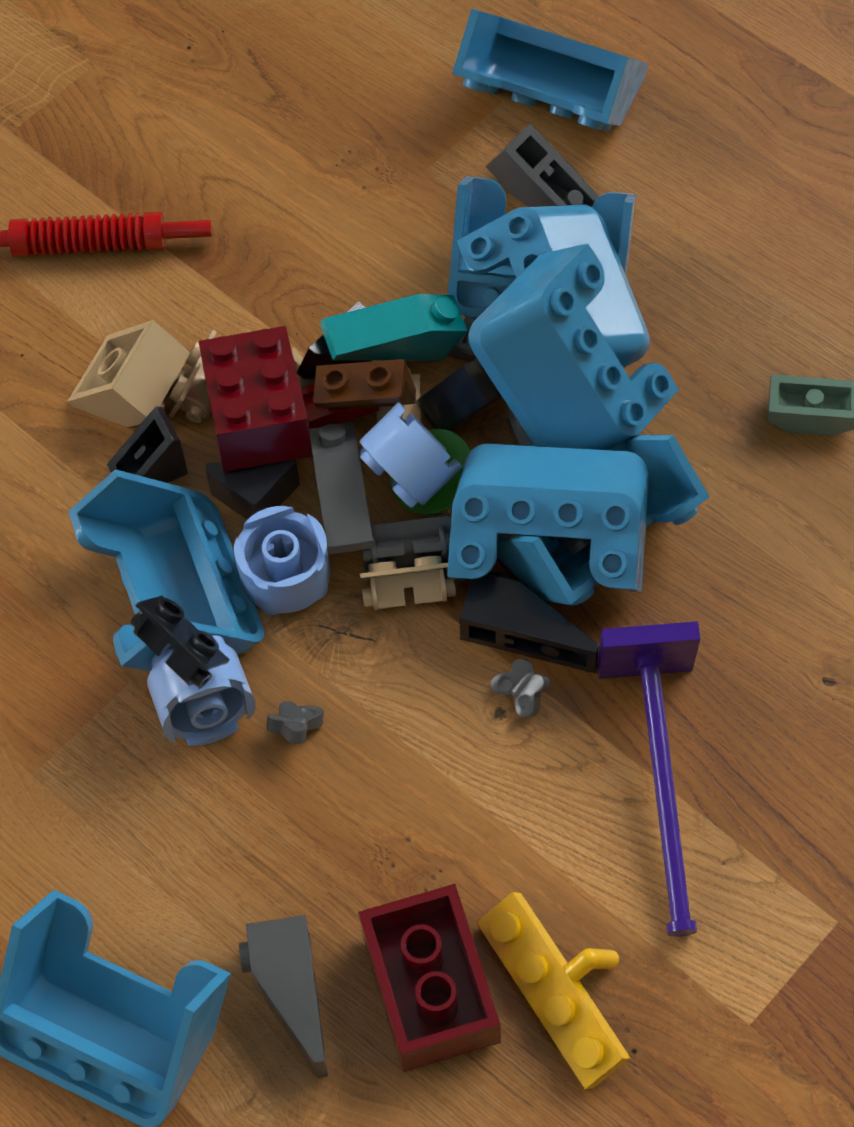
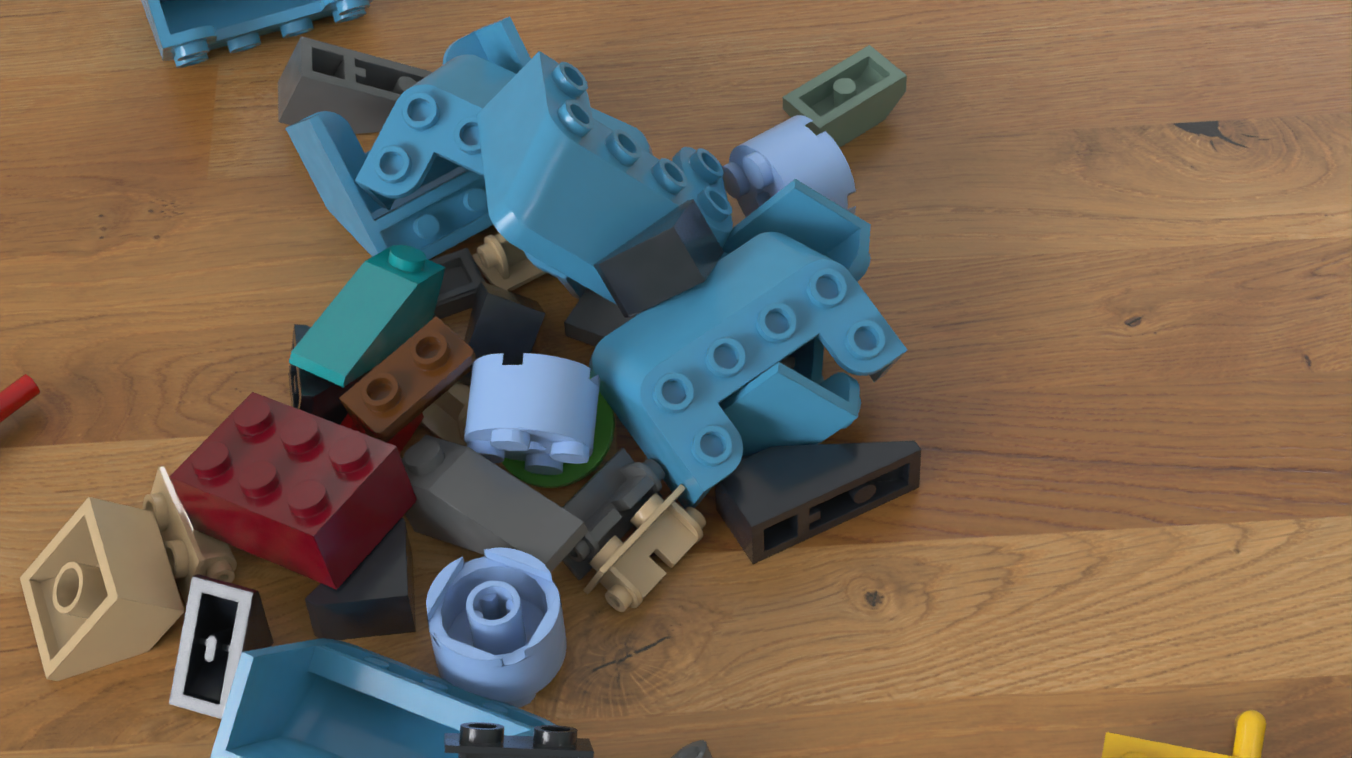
camera: 45 degrees left, 10 degrees down
(523, 686) = (874, 548): dark grey piece -> none
(561, 424) = (661, 260): none -> black slope
(648, 653) = (973, 406): dark purple tile -> none
(709, 430) = (783, 154): none -> light blue brick

